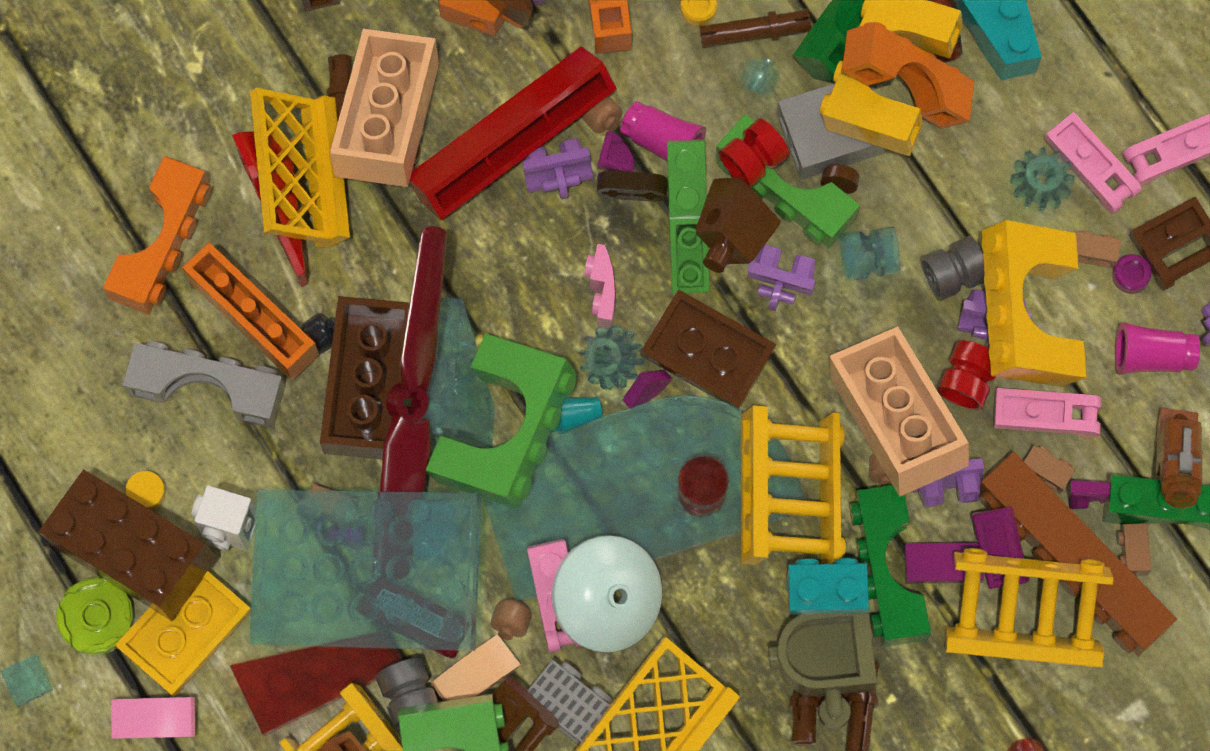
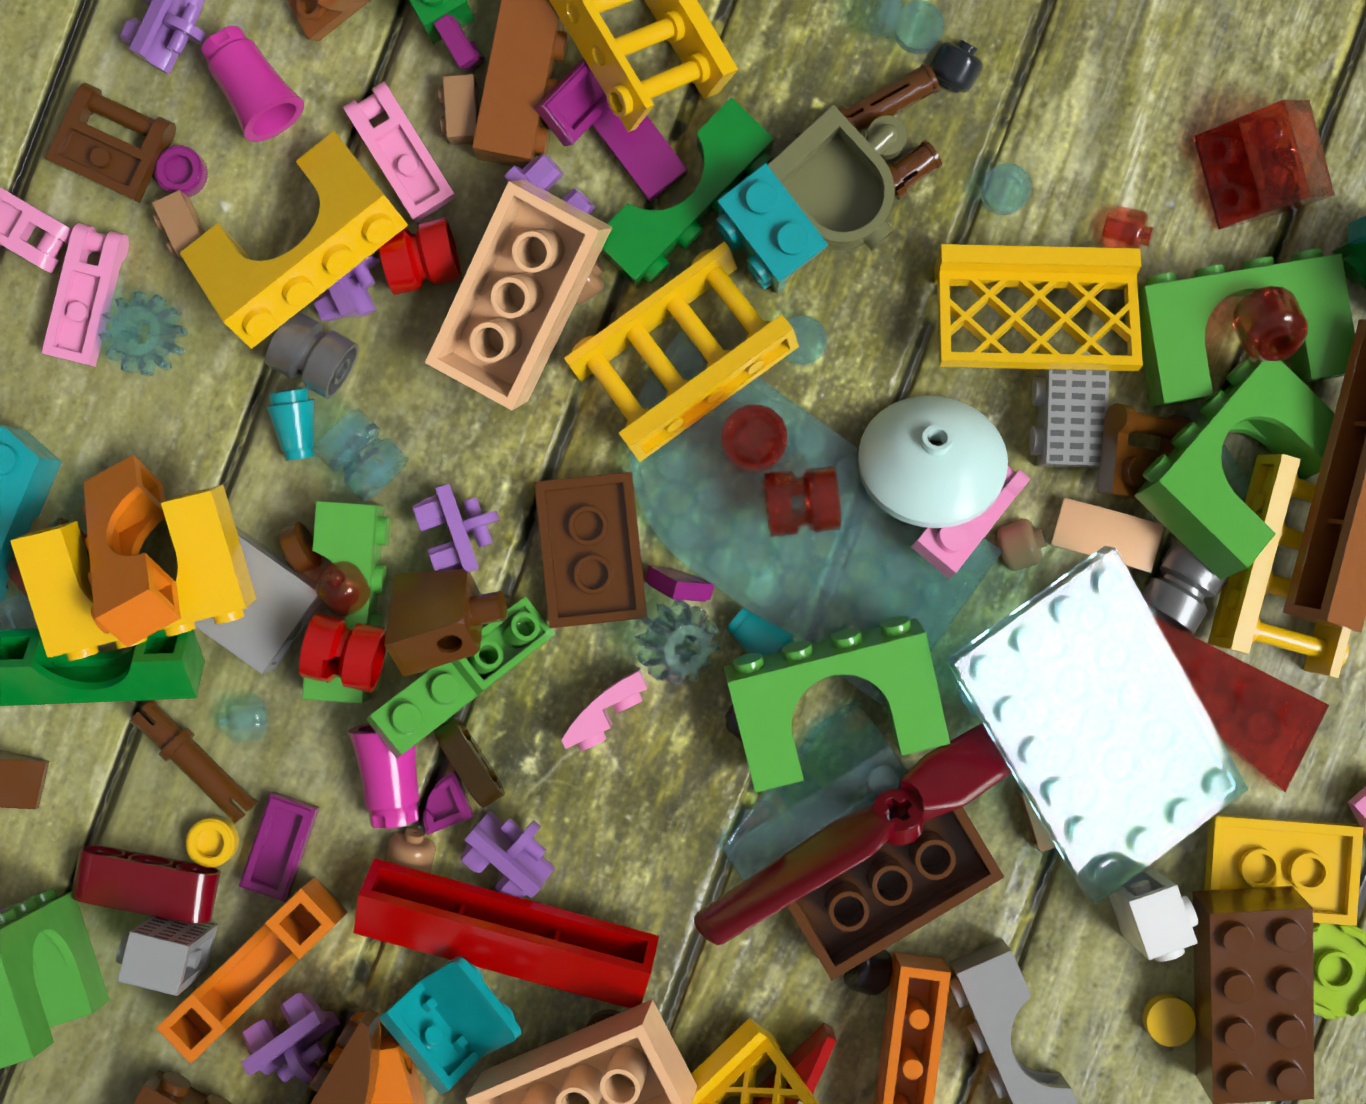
camera: 125 degrees left, 15 degrees up
(484, 62) = (450, 1022): none -> teal bracket
(633, 499) = (820, 501): none -> clear red wheel
(666, 42) = (279, 846): none -> magenta tile
(743, 578) = (810, 338): none -> clear light blue tile
(794, 183) = (343, 588): none -> clear red piece
(922, 229) = (293, 422): none -> teal cone

